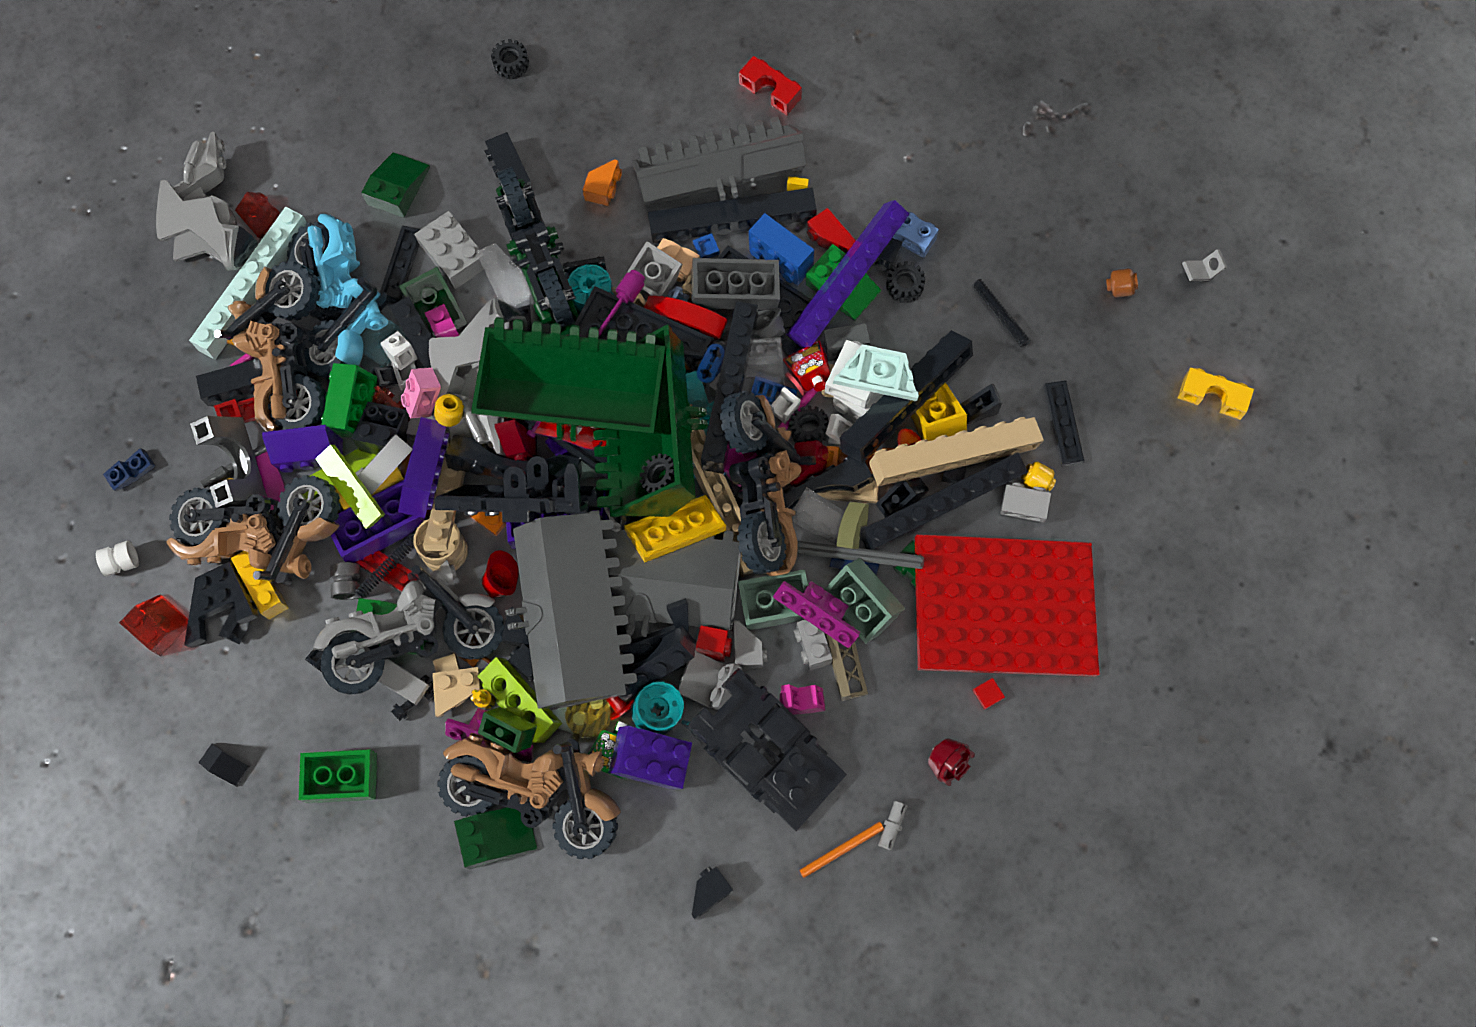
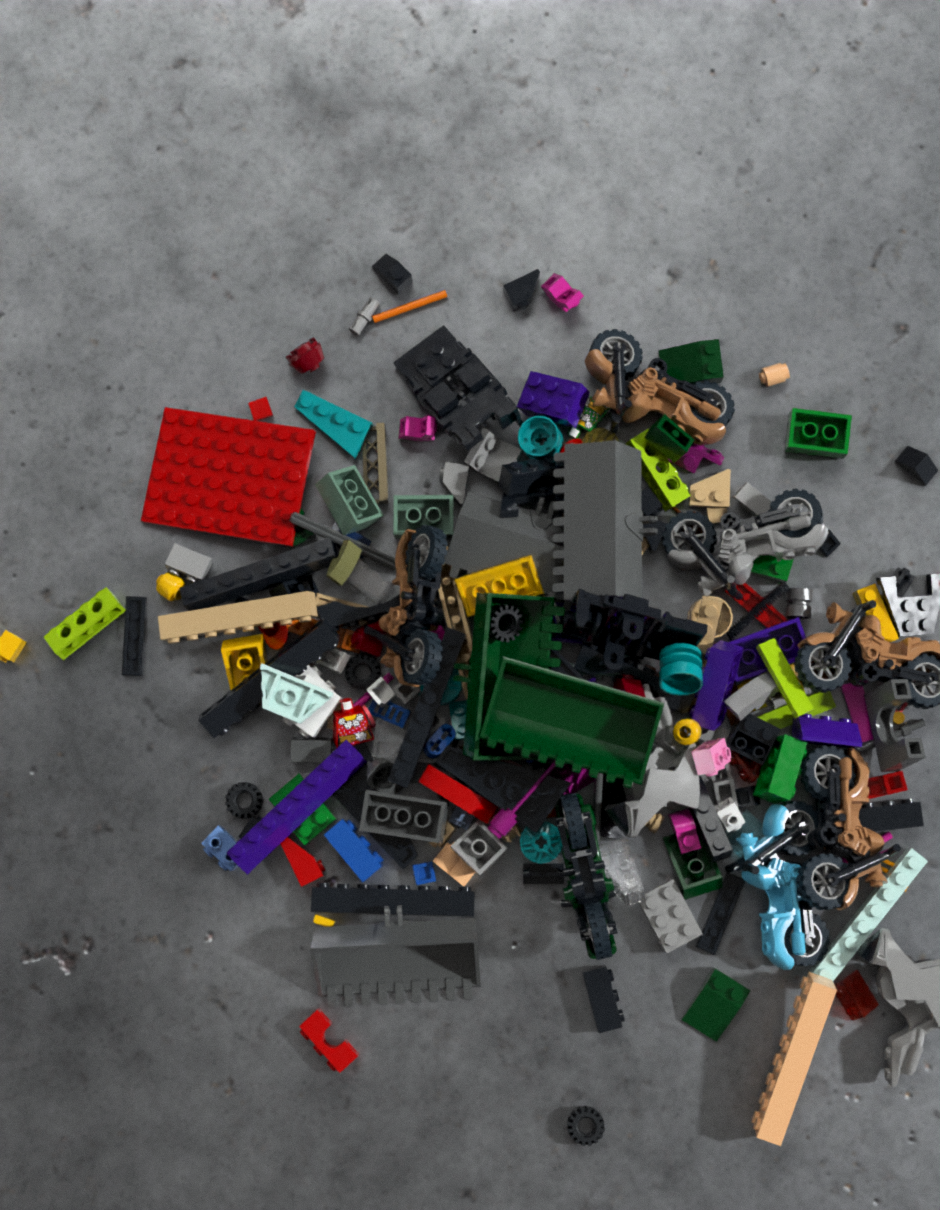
camera: 170 degrees left, 10 degrees up
(310, 139) = (794, 1058): none -> light nougat brick
(396, 841) = (774, 374): none -> light nougat brick
(400, 711) = (761, 481): black hinge -> none
(461, 467) = (680, 669): none -> teal wheel
(483, 698) = (688, 475): yellow axle -> none
(500, 574) = (660, 583): red piece -> none
(601, 183) = (514, 961): orange slope -> none
(661, 895) = (561, 293): none -> dark pink brick
(714, 643) = (484, 484): red brick -> none
(814, 645) = (398, 476): light grey brick -> none
(819, 609) = (387, 495): magenta bracket -> none
(871, 887) = (393, 273): none -> black slope
(897, 692) = (339, 424): none -> teal wing
(982, 404) = (204, 663): black slope -> none
(989, 296) = (161, 754): black piece -> none
(1097, 443) = (94, 623): none -> lime brick
(1122, 283) = (44, 759): dark orange head -> none

